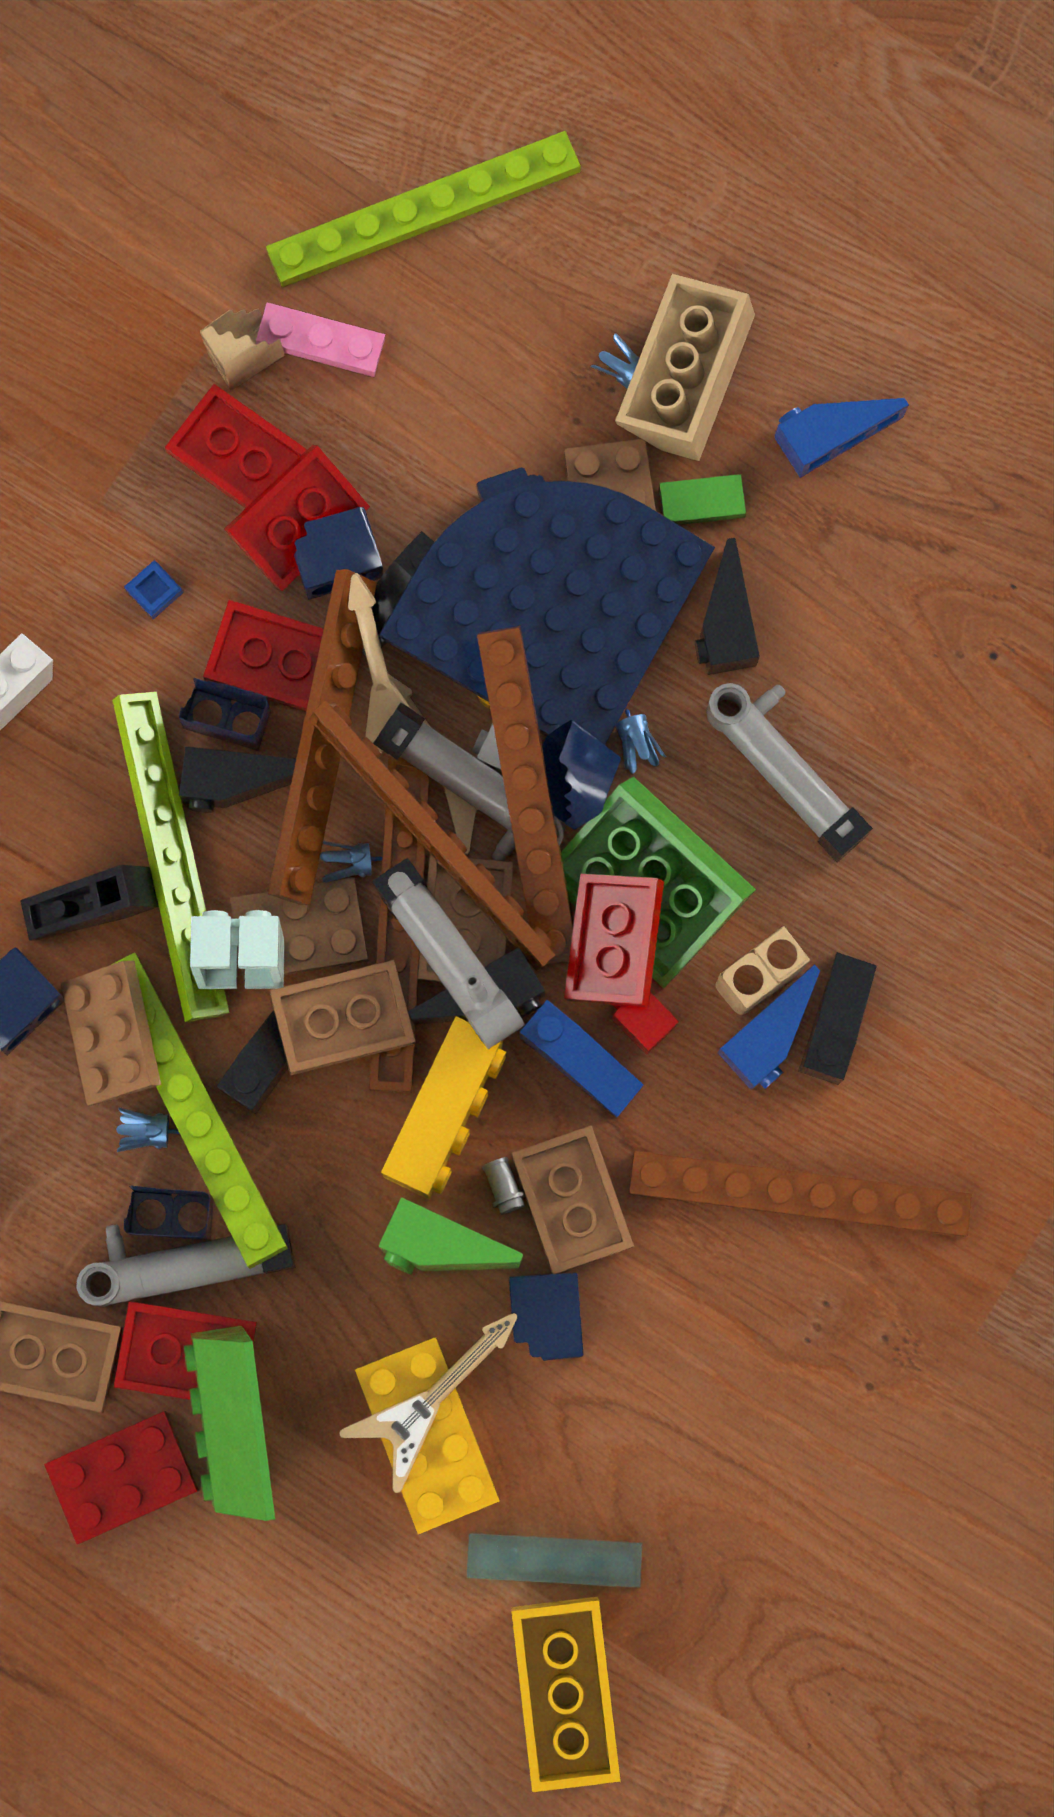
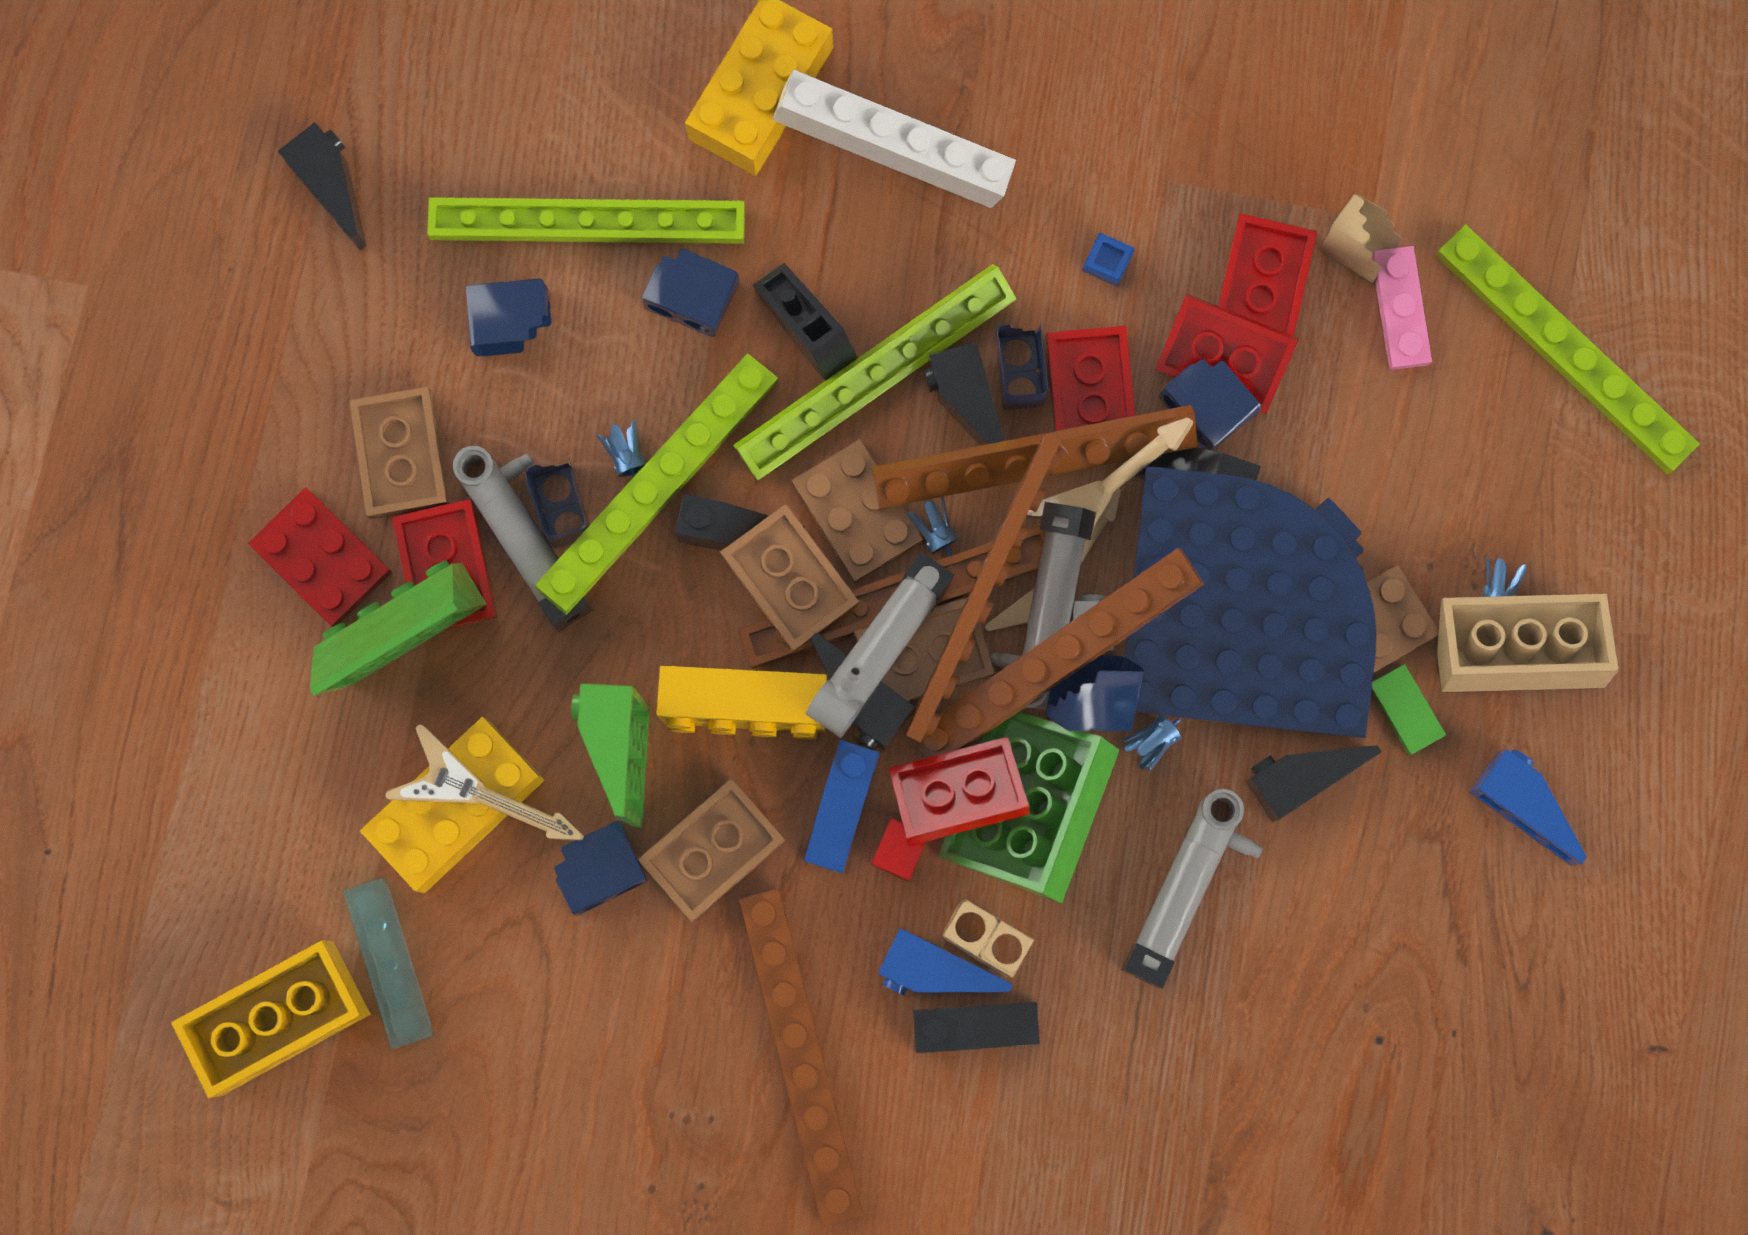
camera: 75 degrees right, 0 degrees up
(110, 1033) = (696, 385): medium nougat plate -> none
(216, 944) = (804, 448): light aqua piece -> none
(503, 1186) = (700, 784): light grey pin -> none

